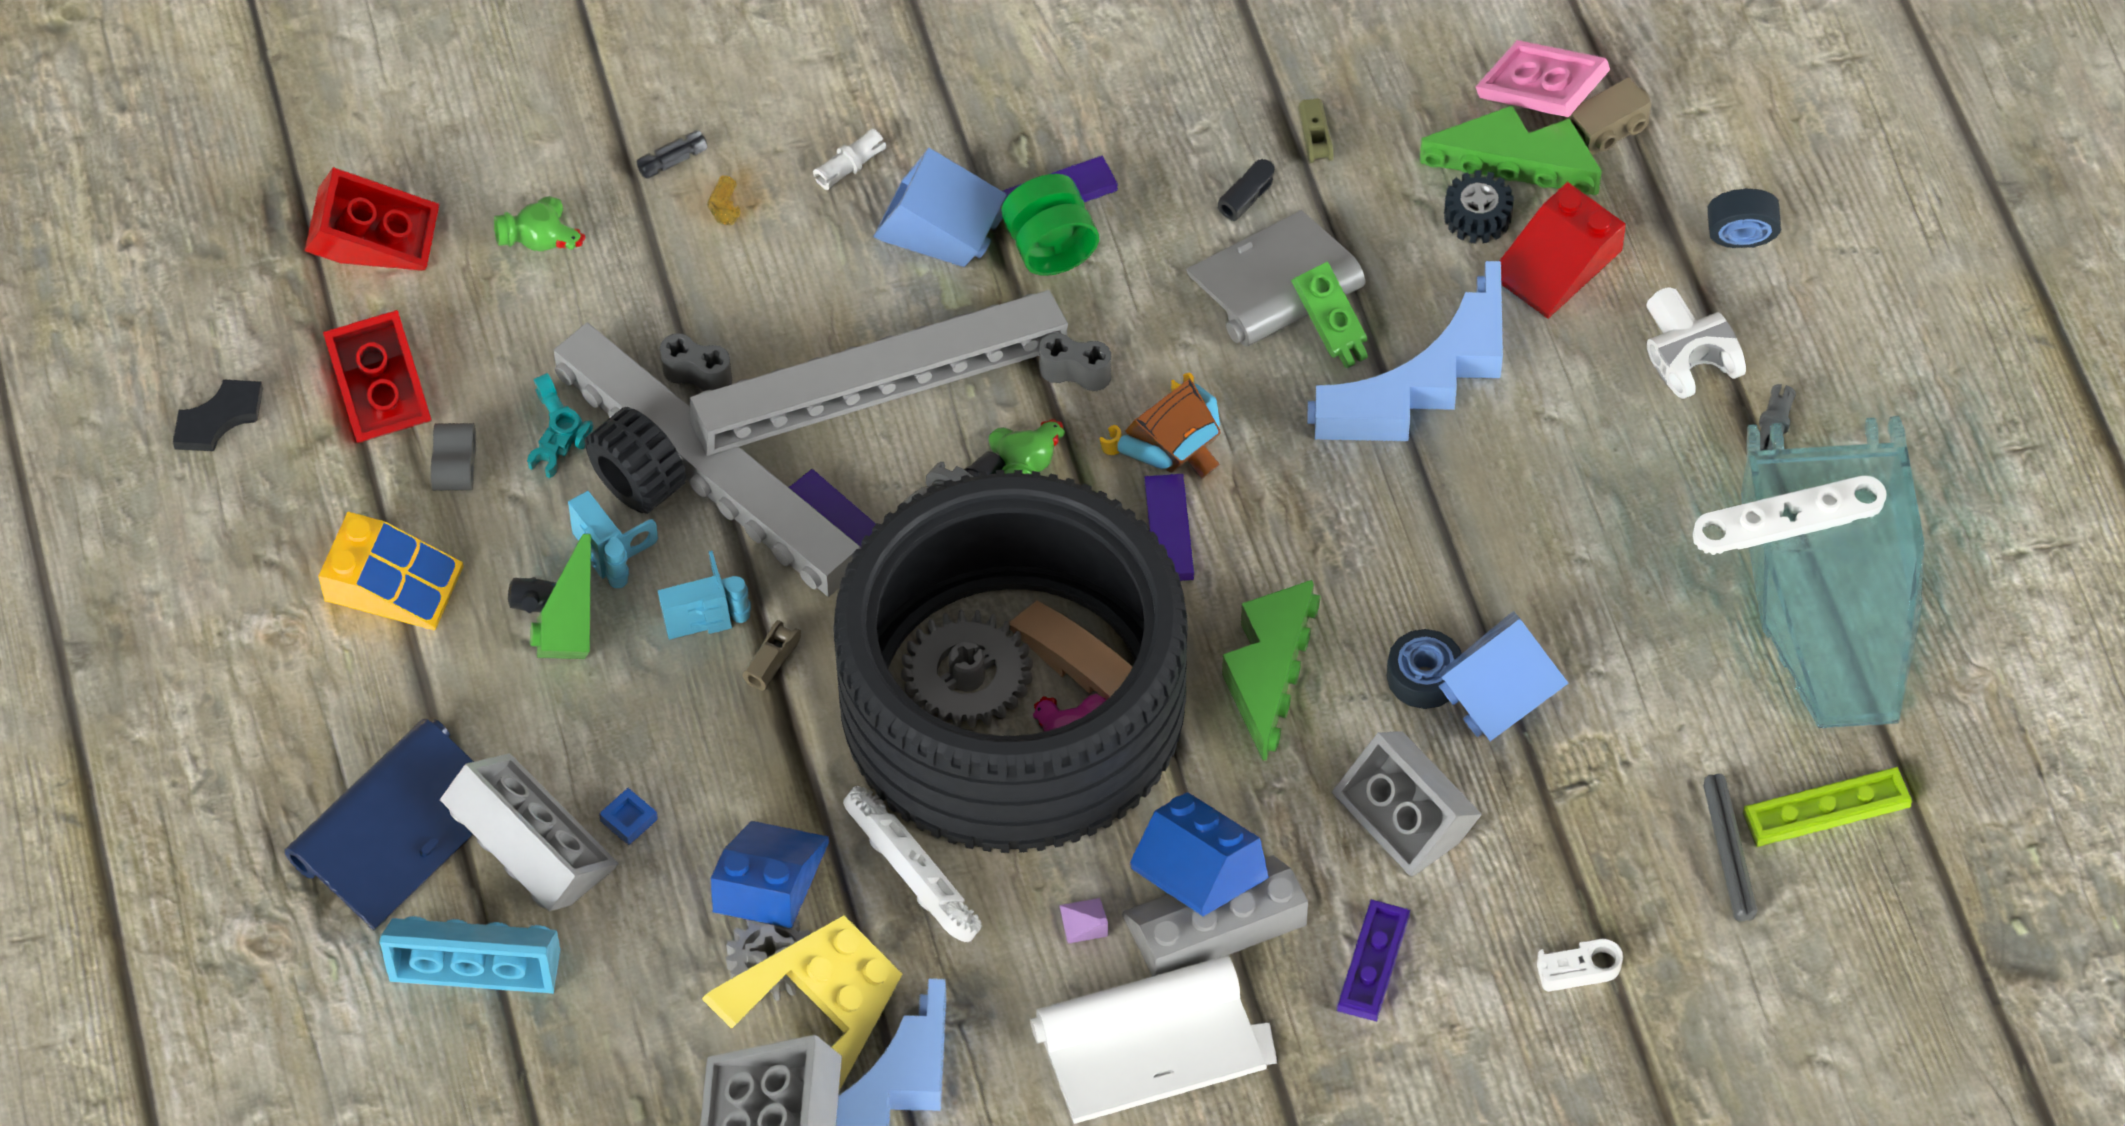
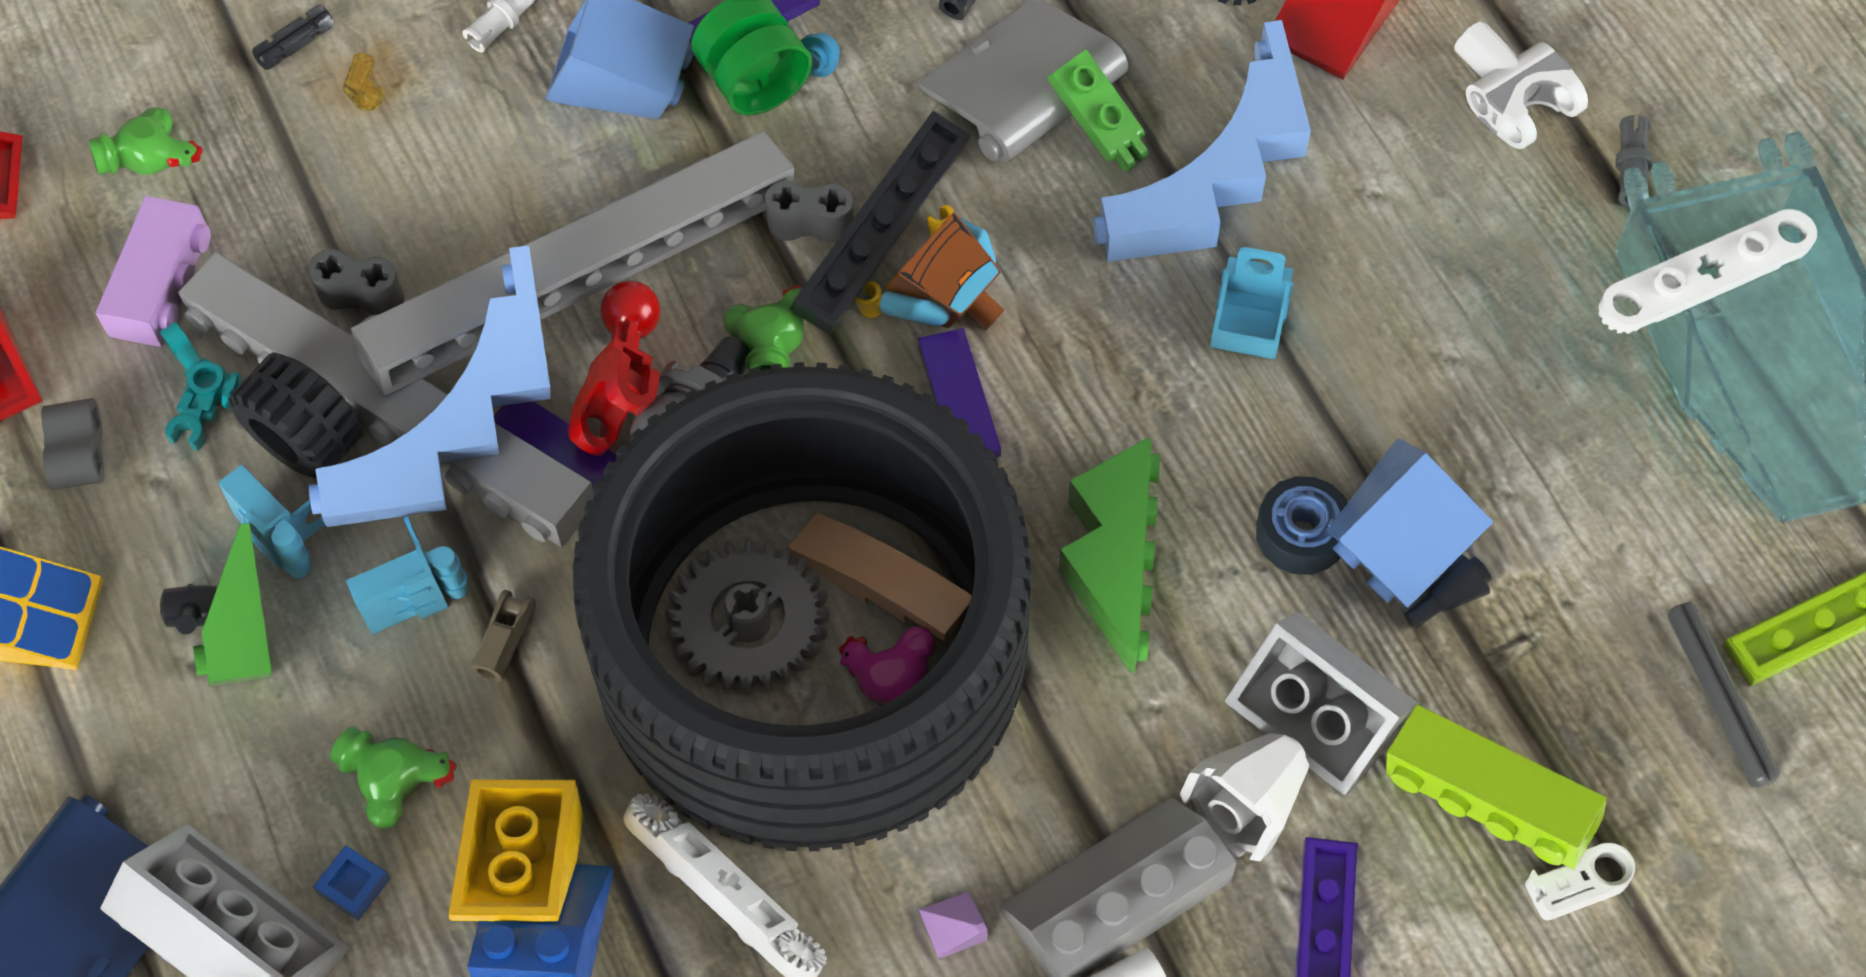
camera: 10 degrees left, 5 degrees up
(534, 330) = (152, 270): none -> lavender brick
(668, 739) = (388, 771): none -> bright green animal
(760, 805) = (516, 850): none -> yellow slope
(805, 449) = (407, 473): none -> light blue arch
(898, 467) = (621, 375): none -> red piece
(1110, 231) = (824, 53): none -> dark azure plate
(1132, 378) = (880, 223): none -> black plate
(1199, 854) = (1087, 822): blue slope -> none
(1331, 856) = (1248, 792): none -> white cone
(1424, 490) = (1252, 303): none -> medium azure piece
(1525, 883) = (1495, 787): none -> lime brick
(1538, 733) = (1459, 584): none -> black cone

